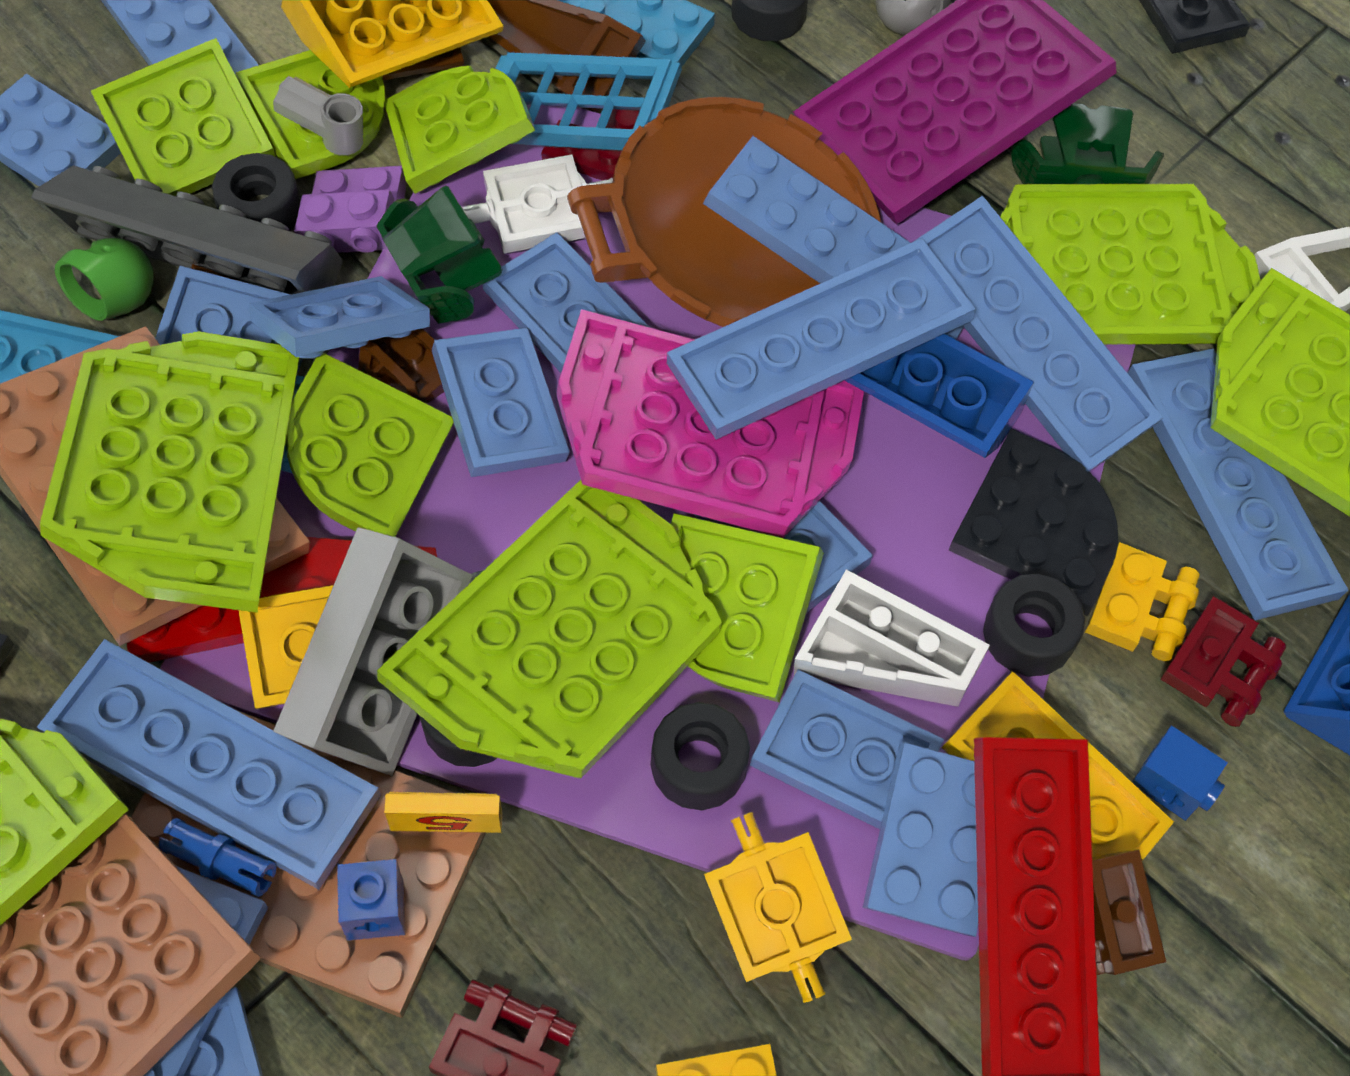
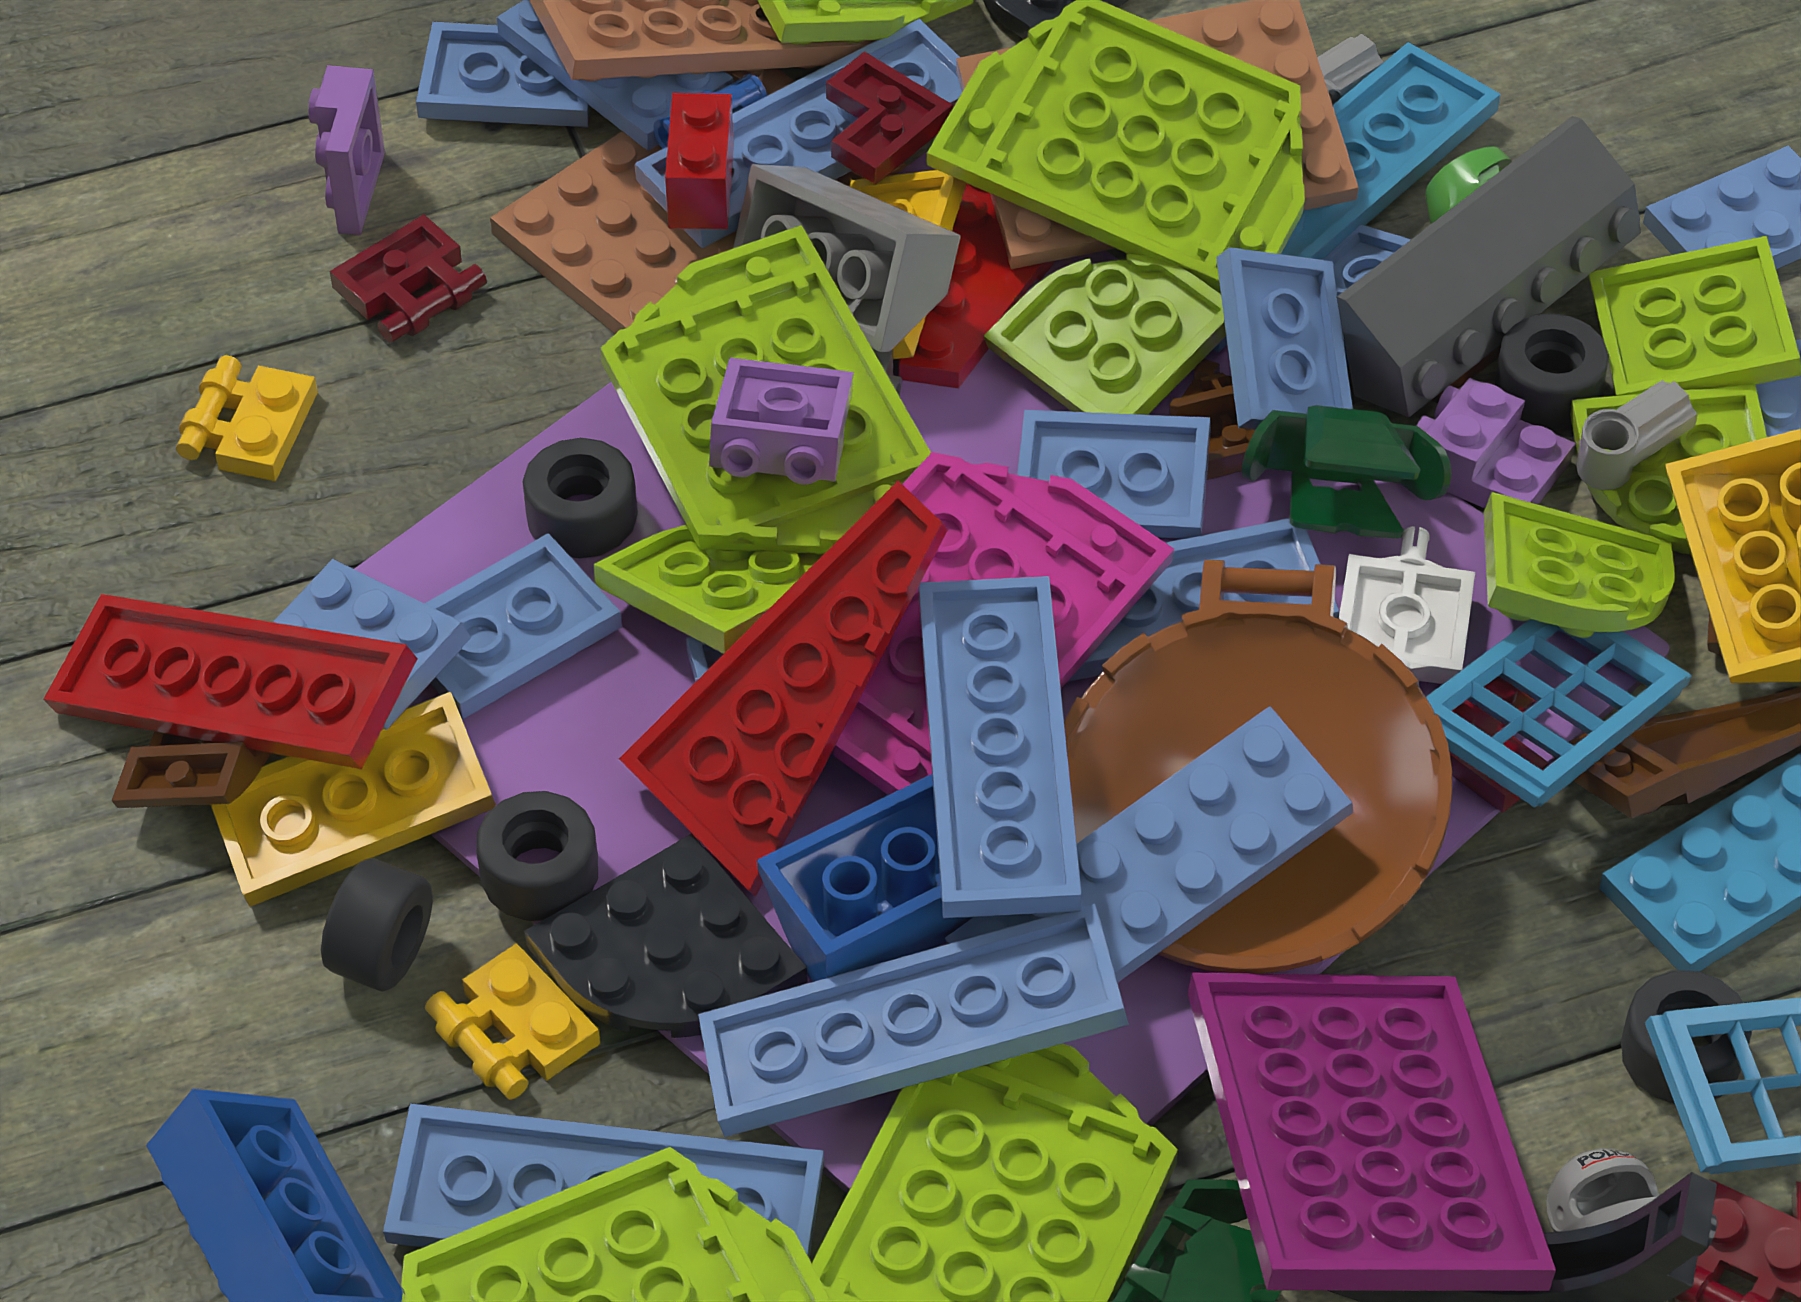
camera: 120 degrees right, 10 degrees down
(193, 672) = (892, 116): none -> dark red plate
(316, 801) = (699, 161): none -> red brick
(371, 899) = (592, 195): blue brick -> none
(443, 812) = (646, 272): yellow tile -> none
(605, 585) = (780, 420): none -> medium lavender plate
(777, 907) = (389, 508): yellow plate -> none
(845, 497) = (768, 713): none -> red wing
(889, 646) = (588, 694): white wedge -> none
(1151, 697) = (376, 924): none -> black tyre
(1181, 774) = (283, 929): blue brick -> none
(1211, 651) = (405, 1047): dark red plate -> none

